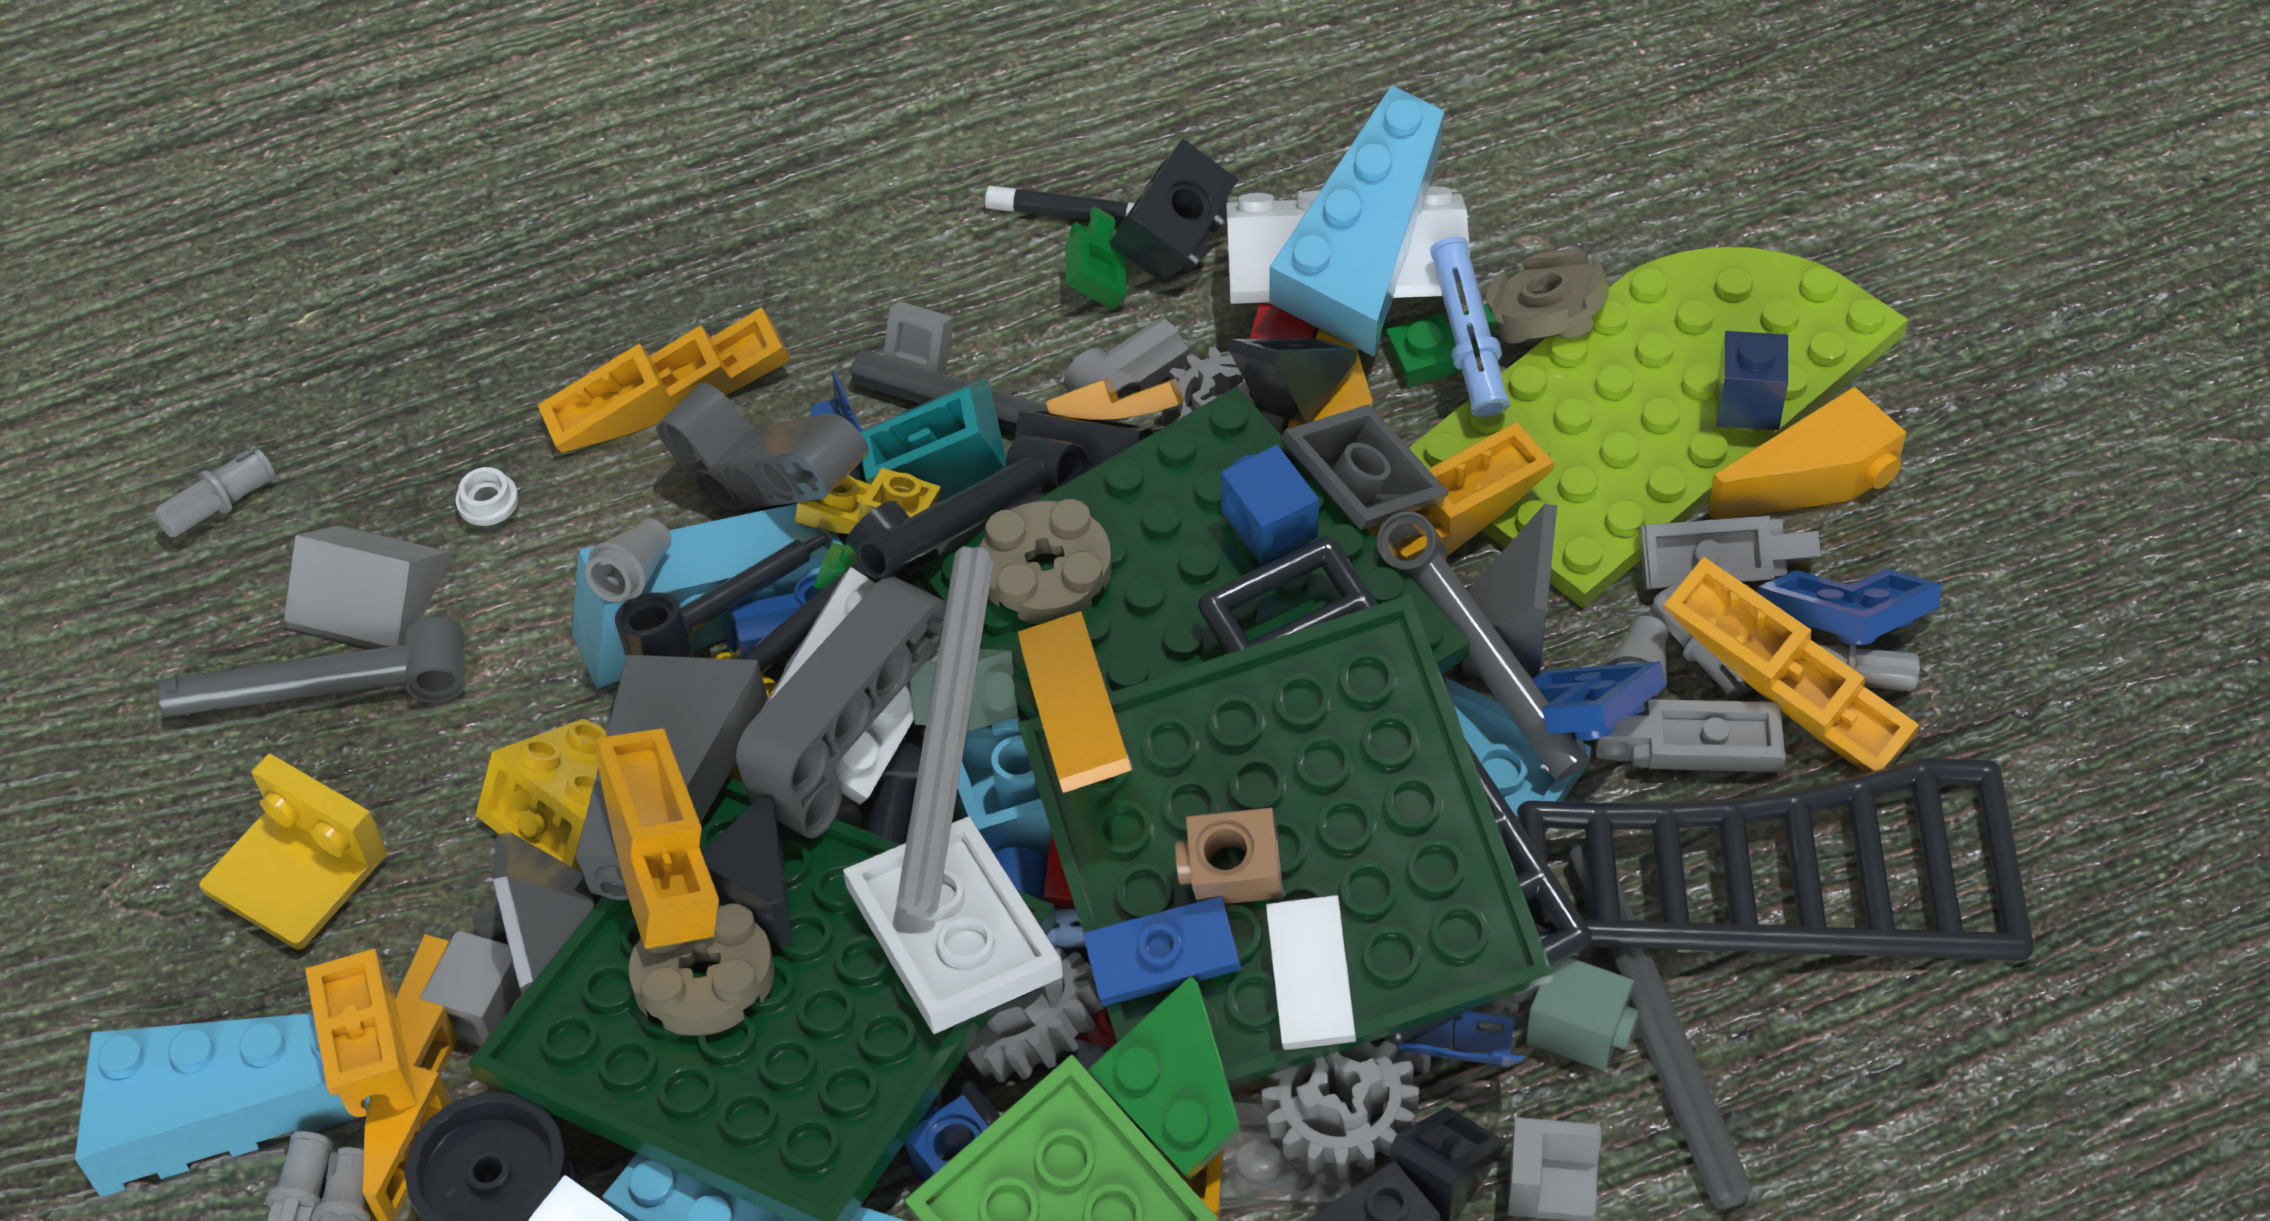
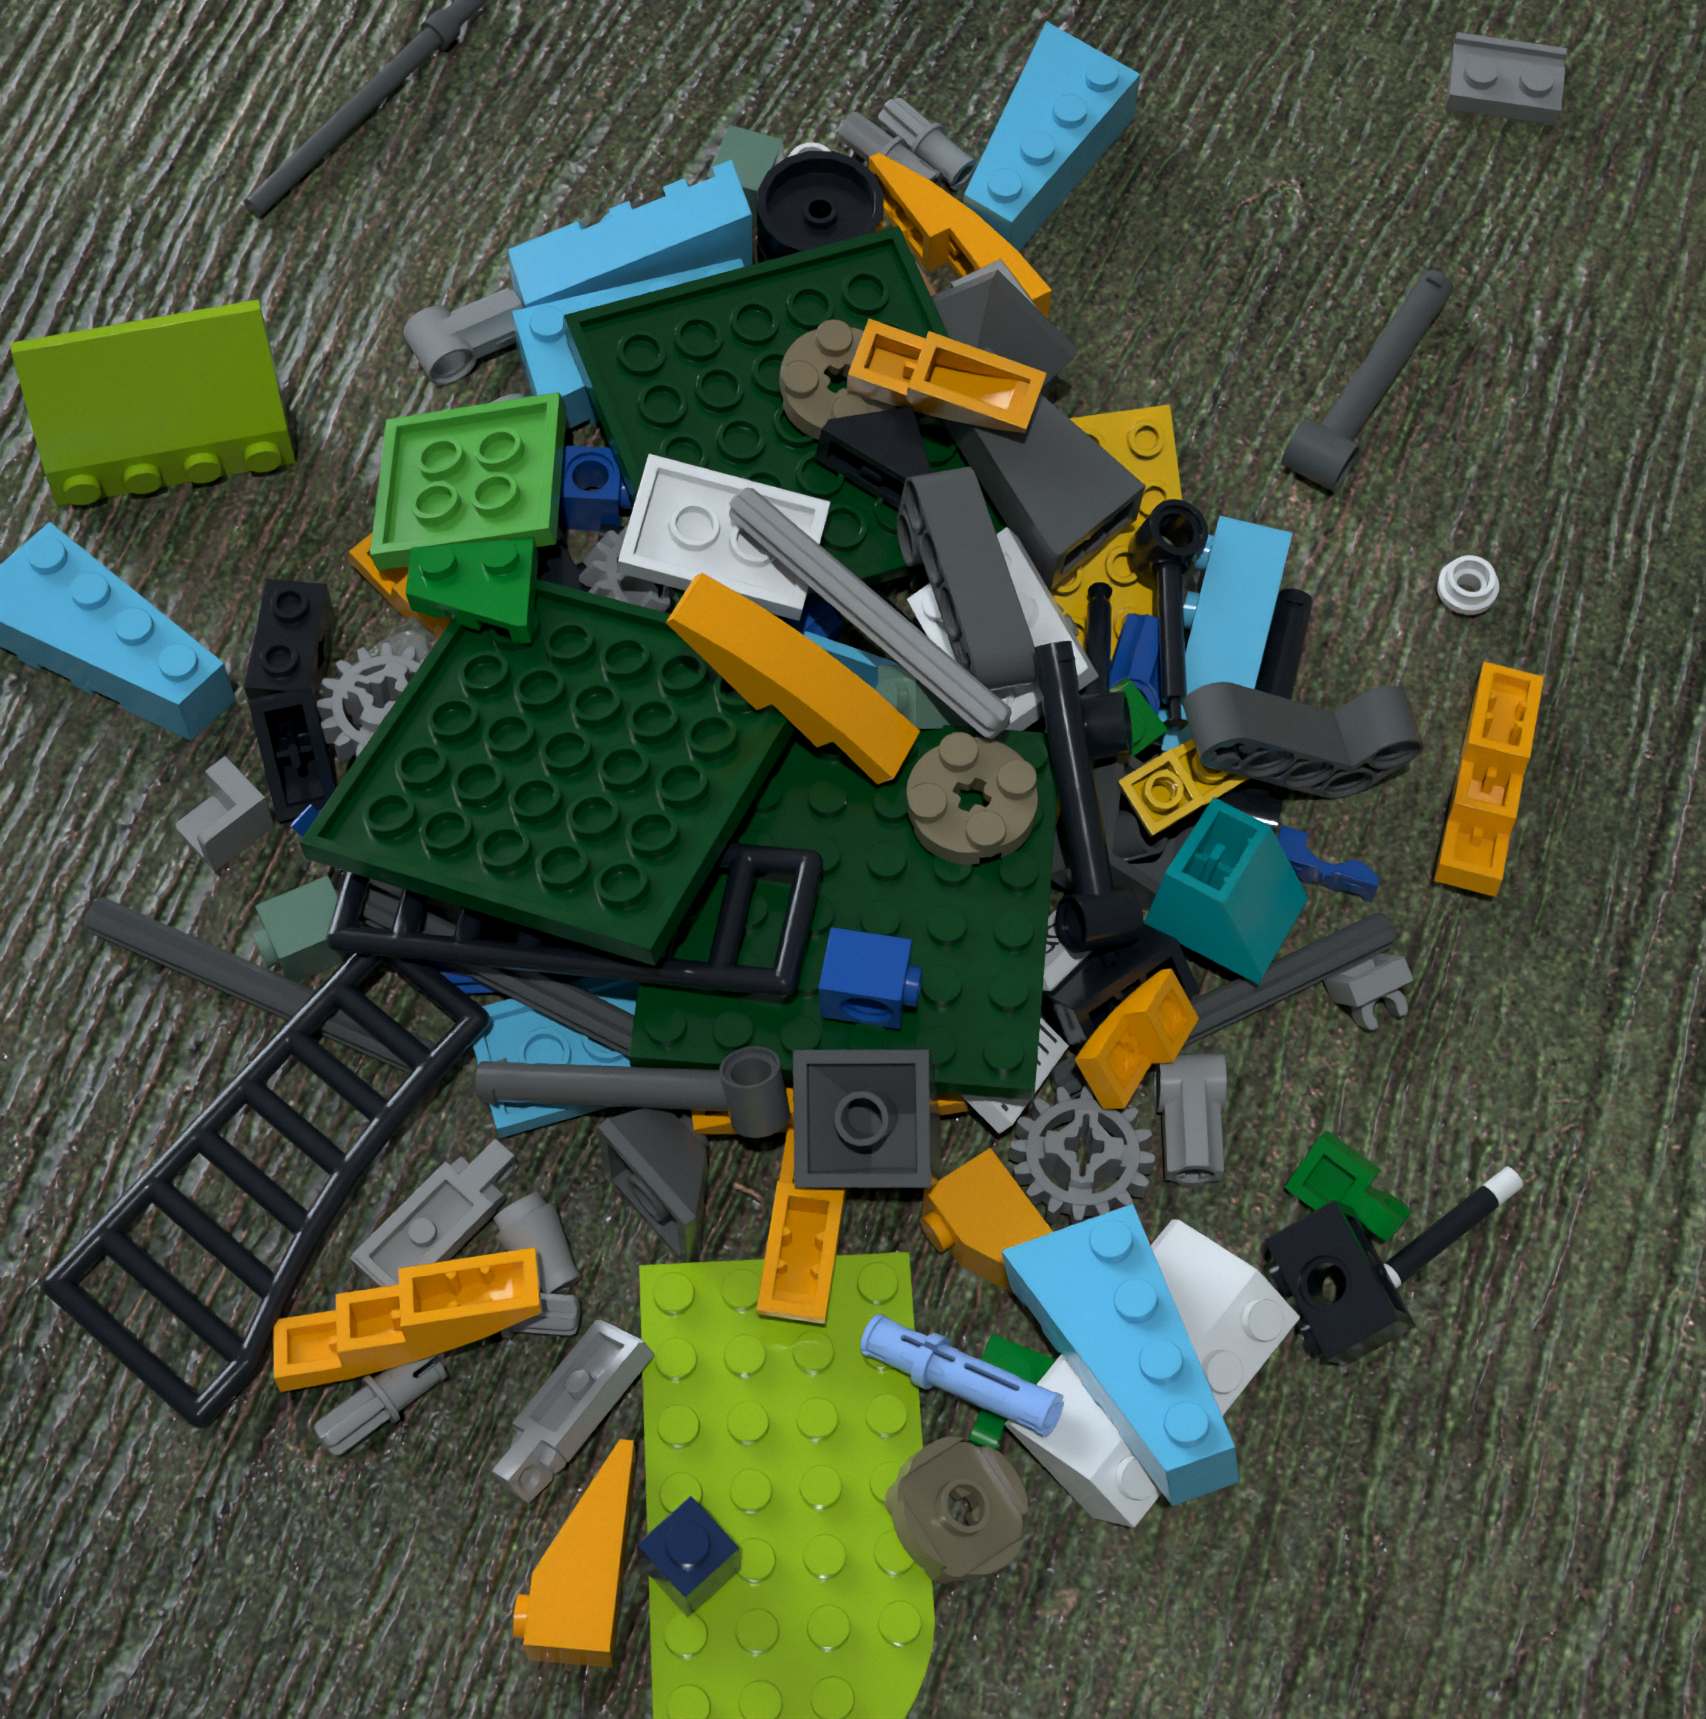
camera: 125 degrees right, 10 degrees up
(214, 492) = (1631, 416): light grey axle -> none
(297, 856) = (1210, 279): yellow bracket -> none
(360, 586) = (1451, 464): light grey slope -> none
(360, 1032) = (982, 189): light orange hinge -> none
(625, 563) = (1240, 542): light grey cone -> none
(1161, 951) = (565, 628): blue plate -> none
(1254, 878) = (570, 692): medium nougat brick -> none
(1291, 373) = (1034, 1174): black slope -> none
(1310, 973) = (455, 698): white tile -> none
(1596, 696) = (510, 1148): blue plate -> none
(1856, 610) = (407, 1433): blue plate -> none

